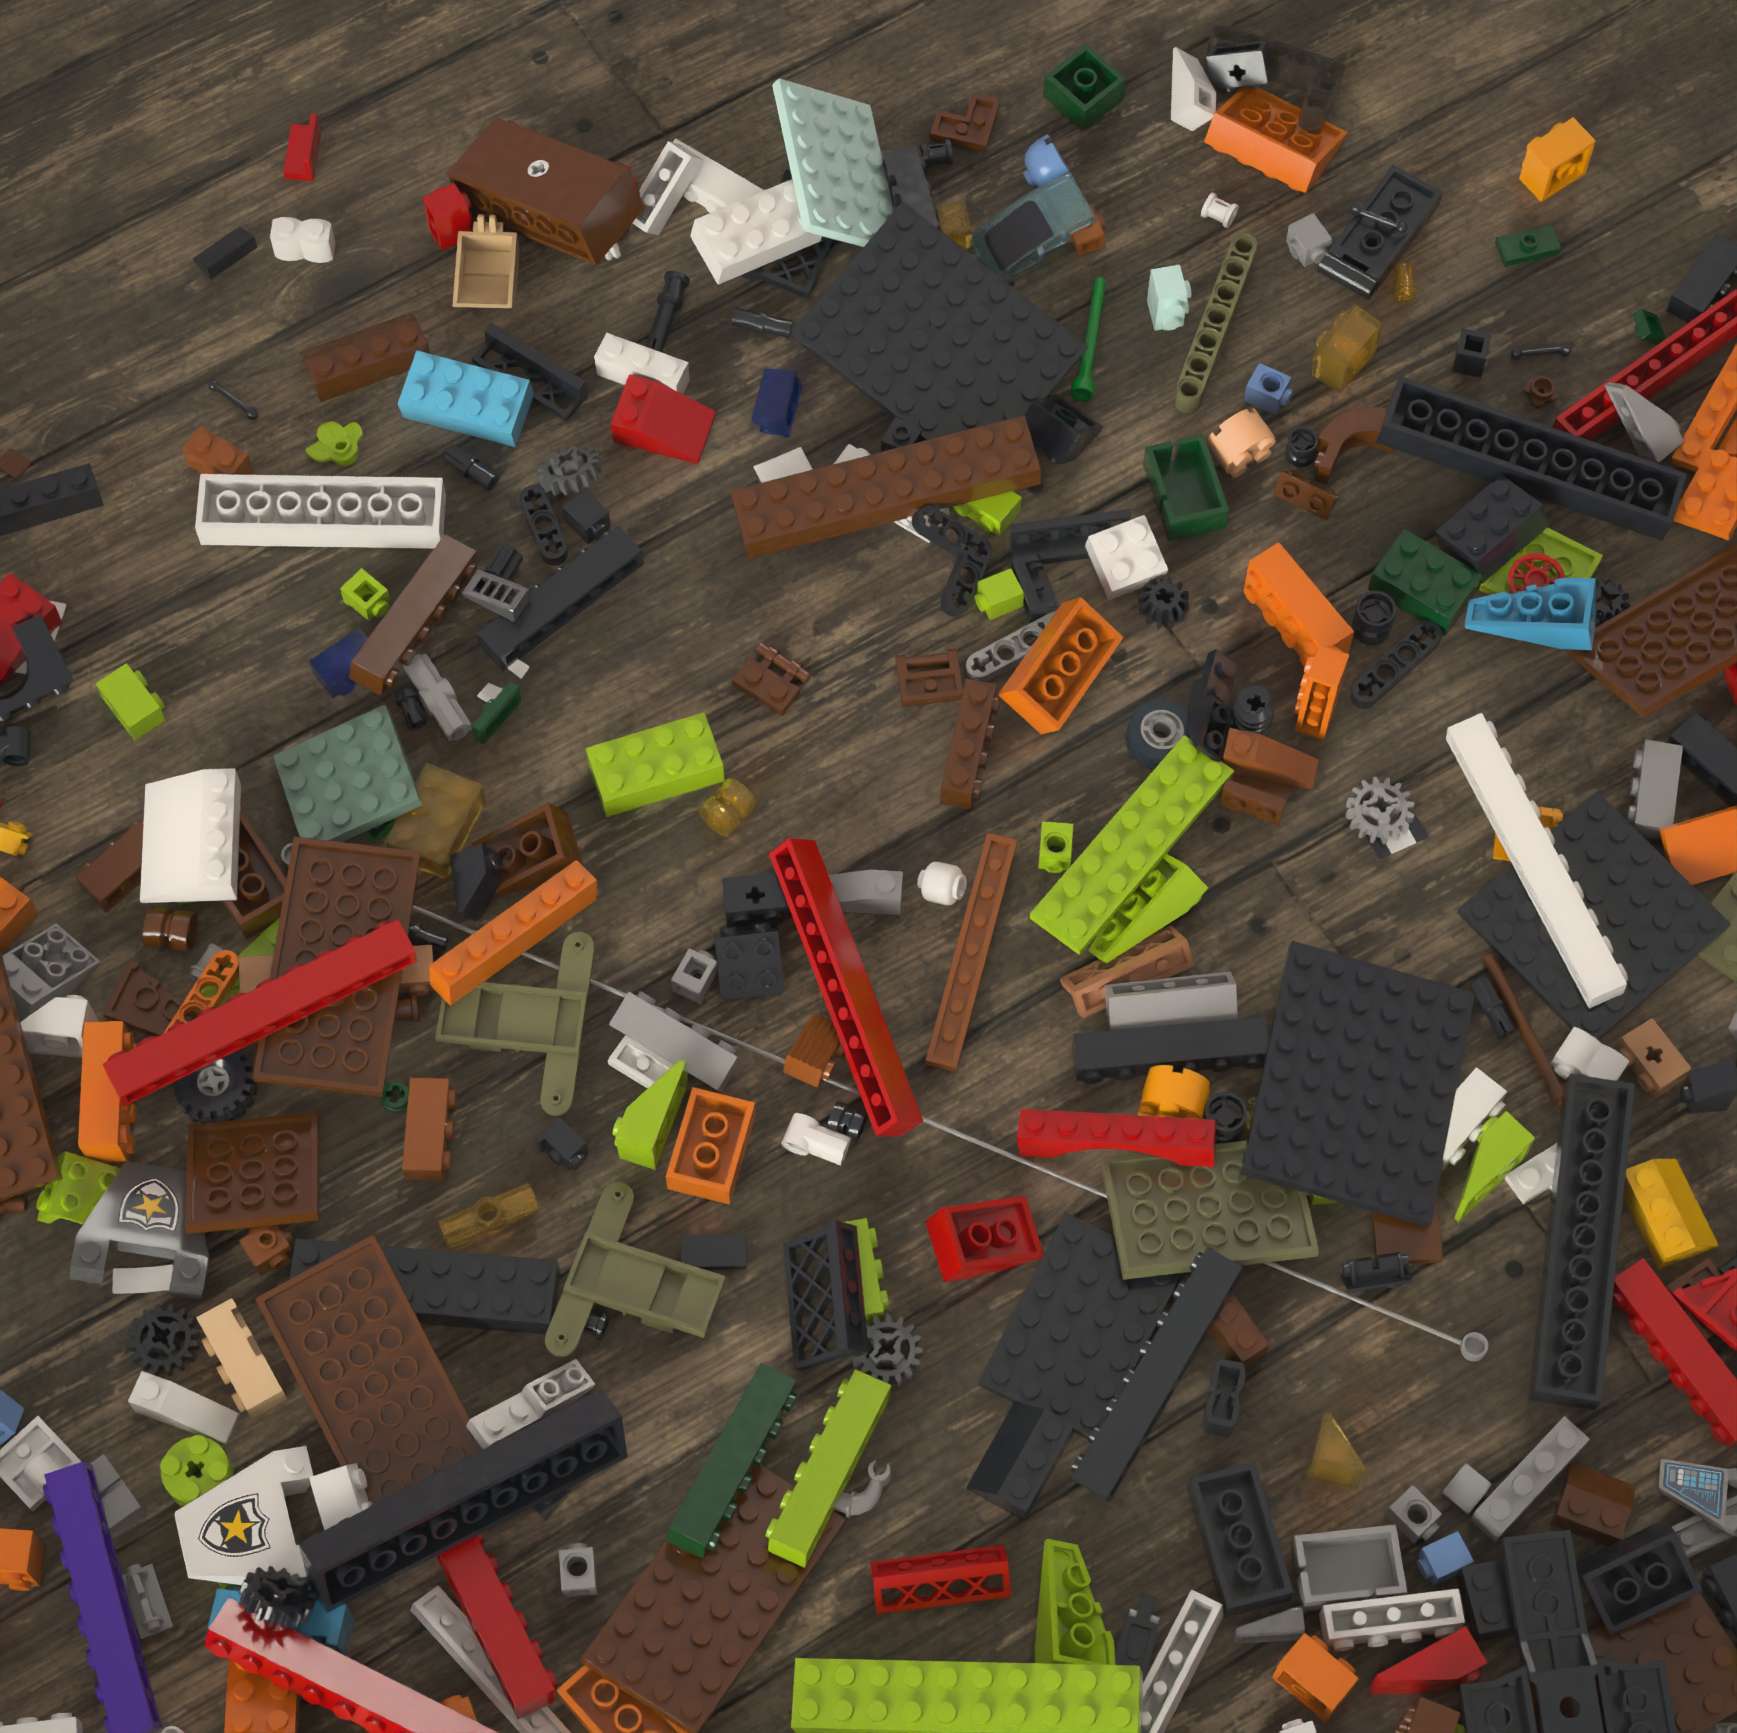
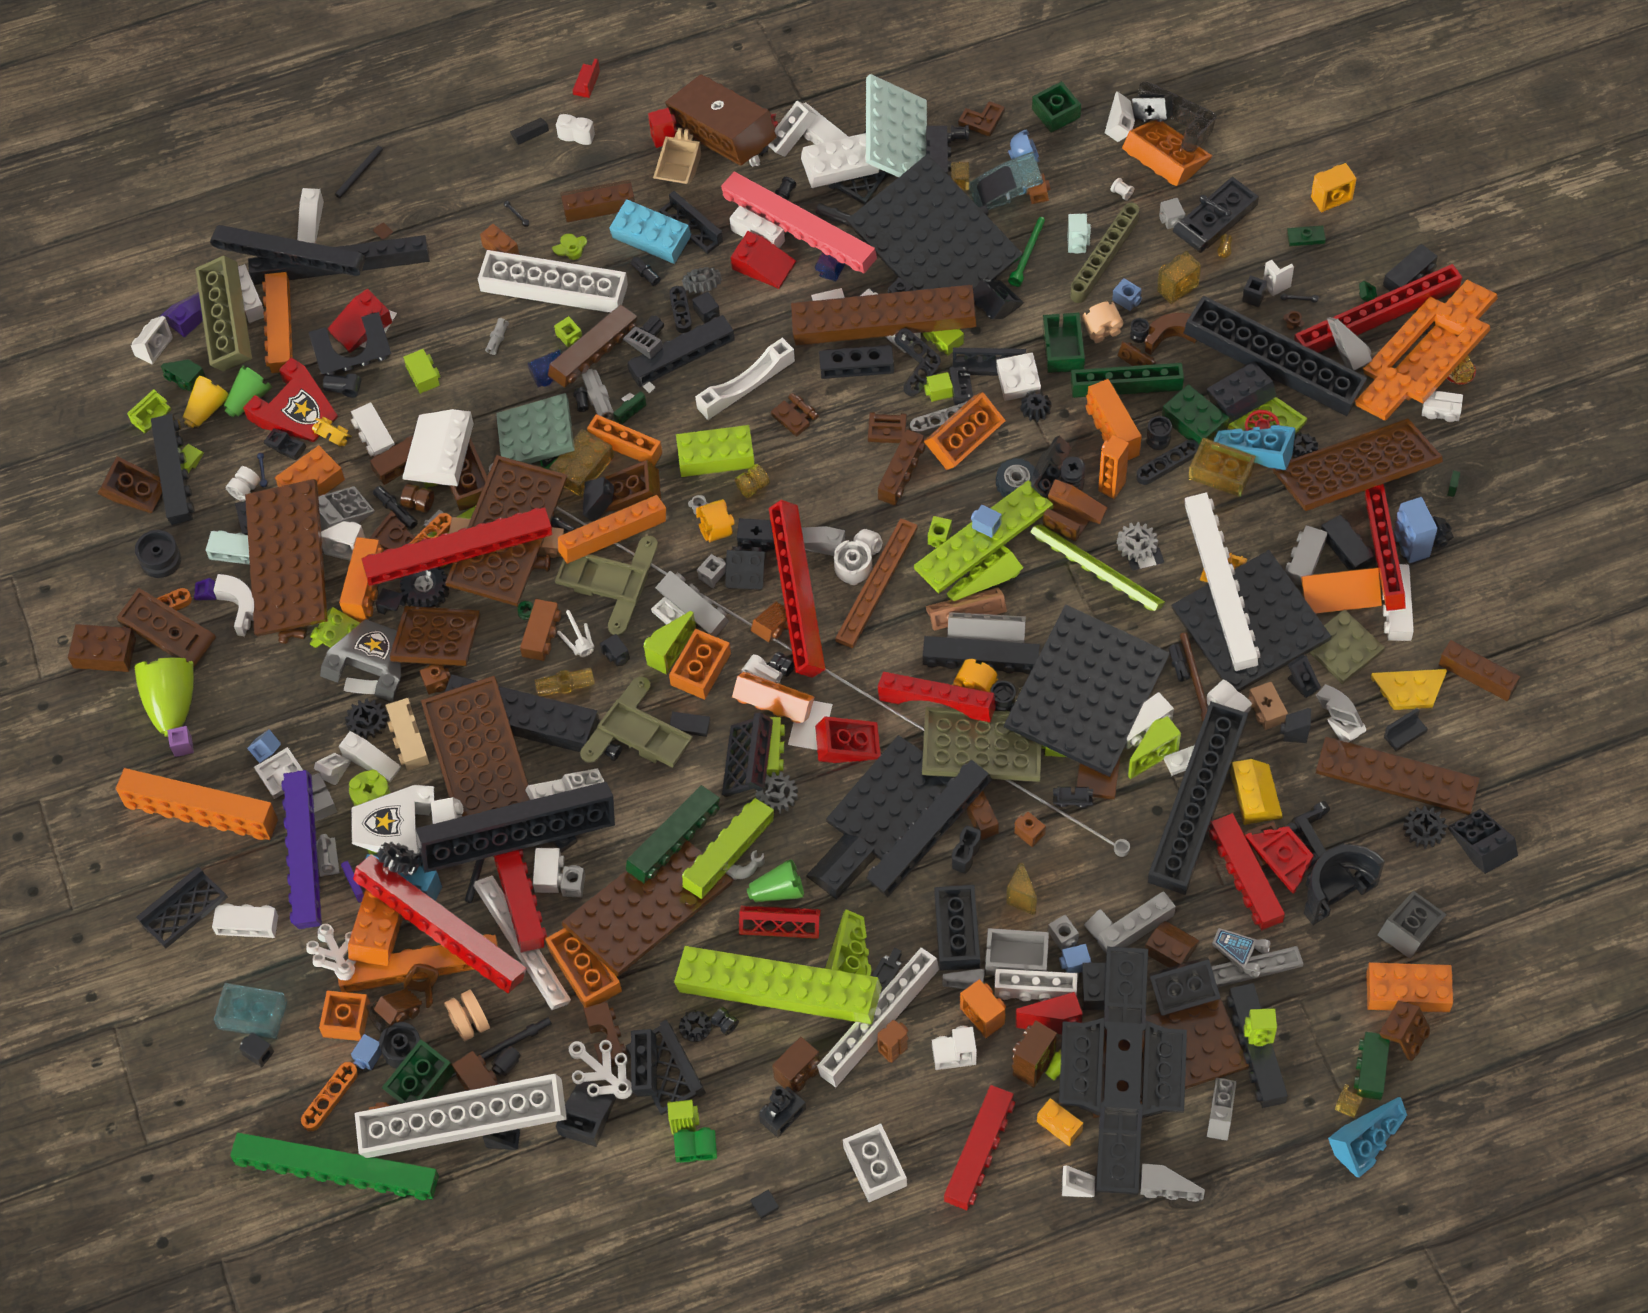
camera: 15 degrees right, 5 degrees down
(67, 821) = (371, 429): none -> white brick
(123, 1437) = (332, 767): none -> white slope
(124, 943) = (389, 501): none -> black pin
(160, 1121) = (389, 600): none -> black panel
(199, 1639) = (355, 887): none -> dark purple tile
(245, 620) = (497, 336): none -> light grey pin
(407, 1600) = (475, 877): none -> black bar
(503, 770) = (626, 440): none -> orange brick
(506, 1145) = (583, 646): none -> white plant
(530, 1559) = (547, 870): none -> white brick
(645, 853) = (699, 499): none -> light grey plate
(648, 665) = (719, 397): none -> white arch
(682, 888) = (715, 520): none -> light orange brick
(711, 348) = (799, 222): none -> coral brick
(845, 1183) = (773, 697): none -> brick
(846, 584) = (849, 368): none -> black brick
(908, 1206) = (804, 733): none -> white sticker
(912, 926) = (852, 561): none -> white brick
(924, 1517) = (777, 884): none -> bright green cone
(1135, 819) = (986, 520): none -> medium blue brick
(1305, 534) = (1130, 379): none -> dark green brick
(1317, 1341) = (1029, 828): none -> dark orange brick
(1333, 868) = (1102, 570): none -> lime plate
(1488, 661) = (1221, 467): none -> clear yellow brick
(1502, 324) = (1276, 278): none -> white panel
(1698, 999) = (1303, 676): none -> black slope

